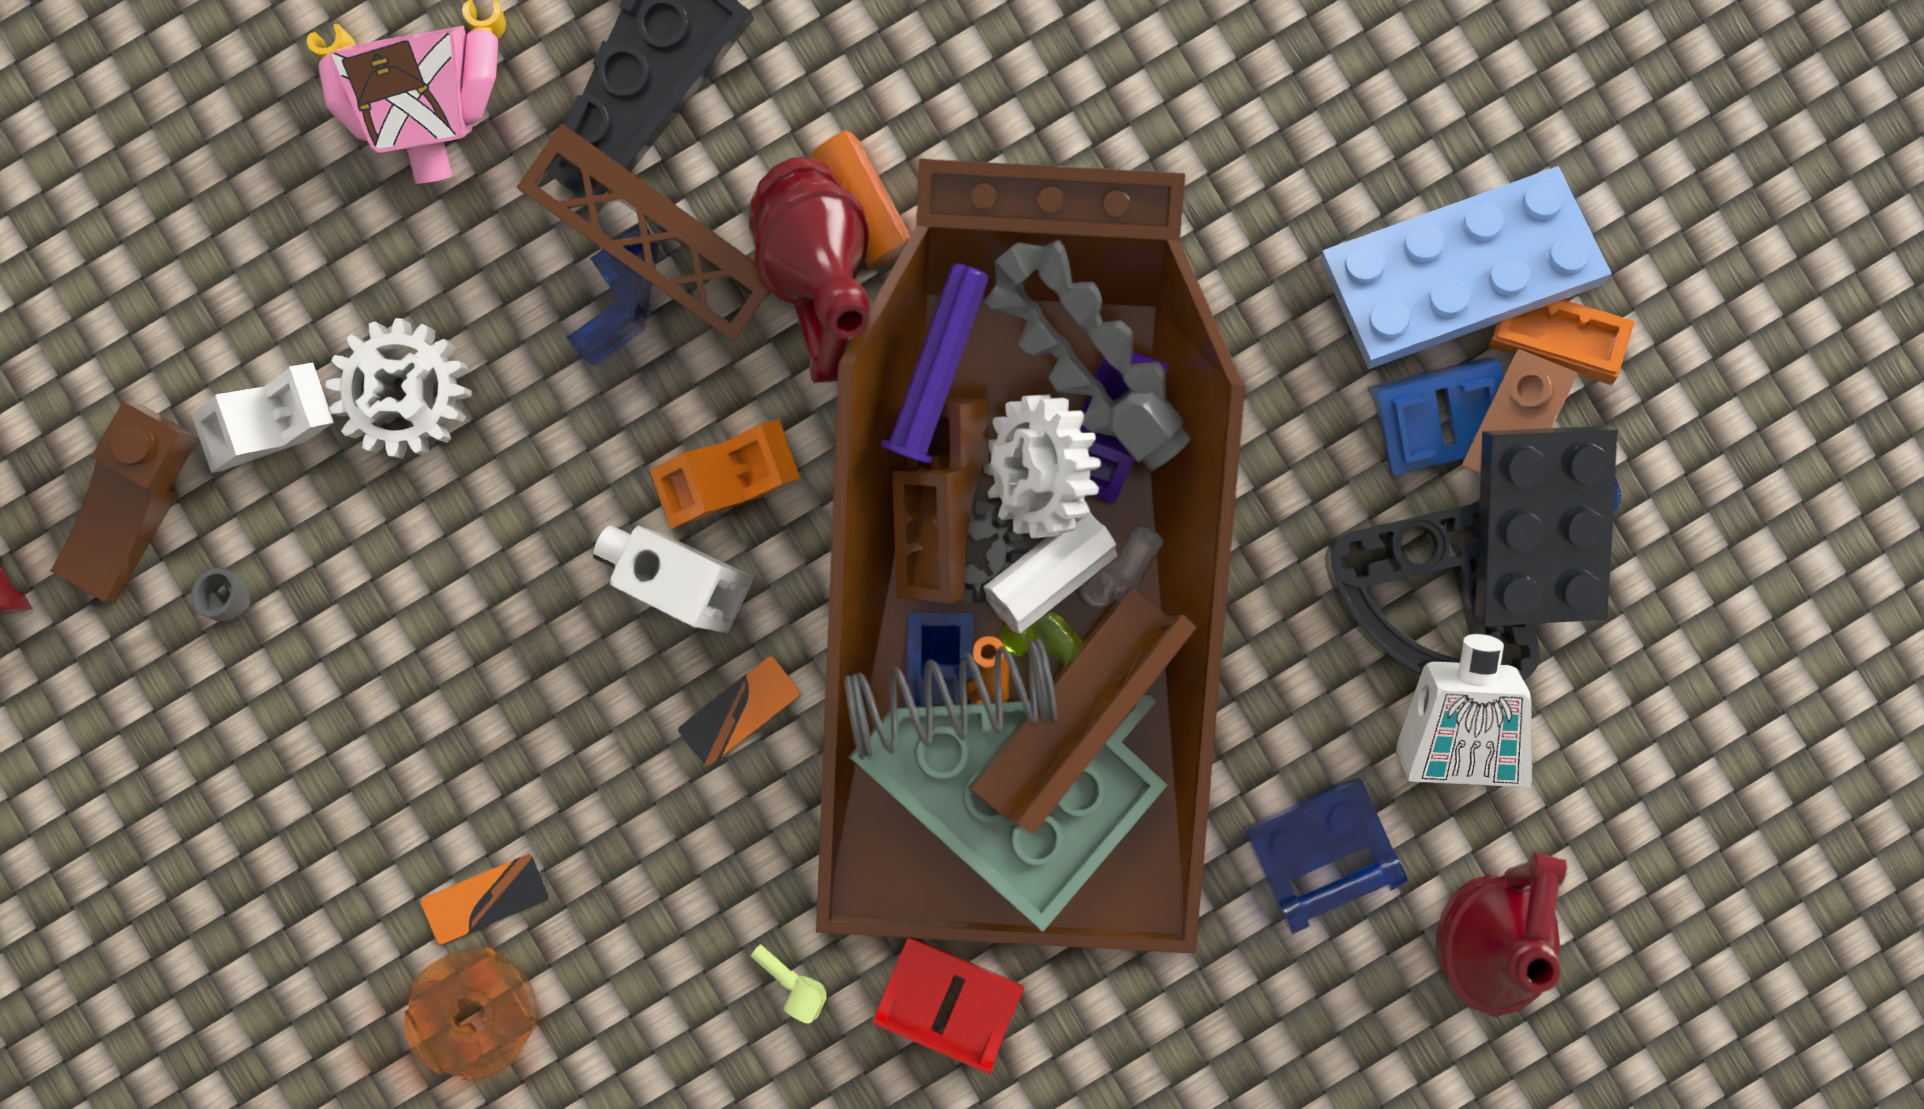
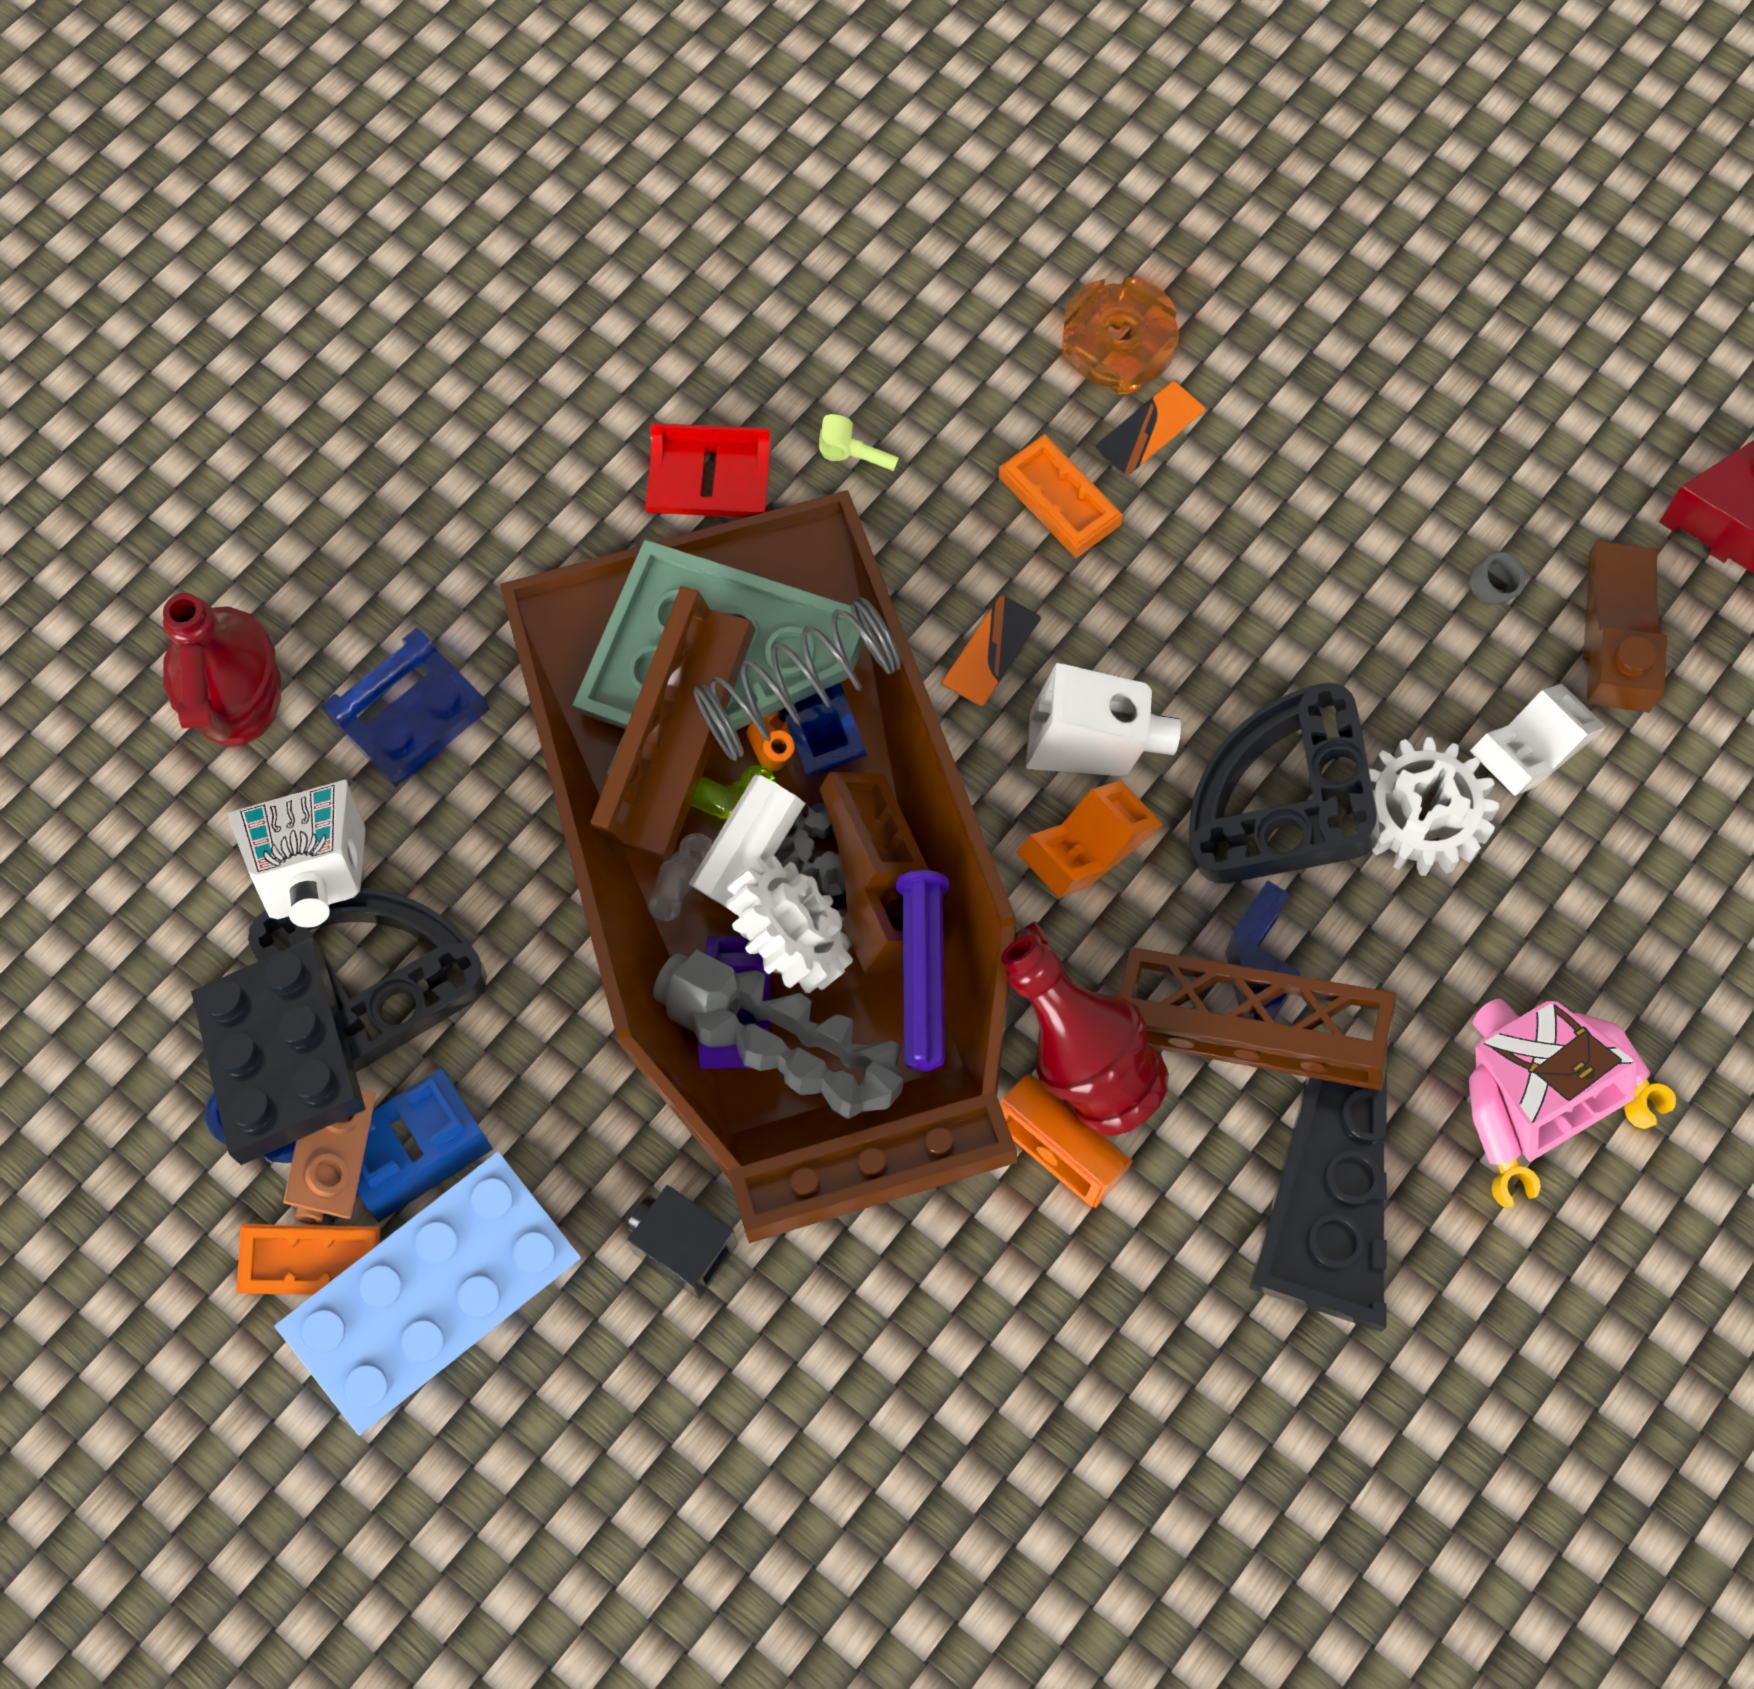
camera: 165 degrees right, 20 degrees down
(511, 406) = (1316, 818): none -> black beam
(607, 847) = (1060, 496): none -> orange plate
(1232, 230) = (680, 1240): none -> black brick

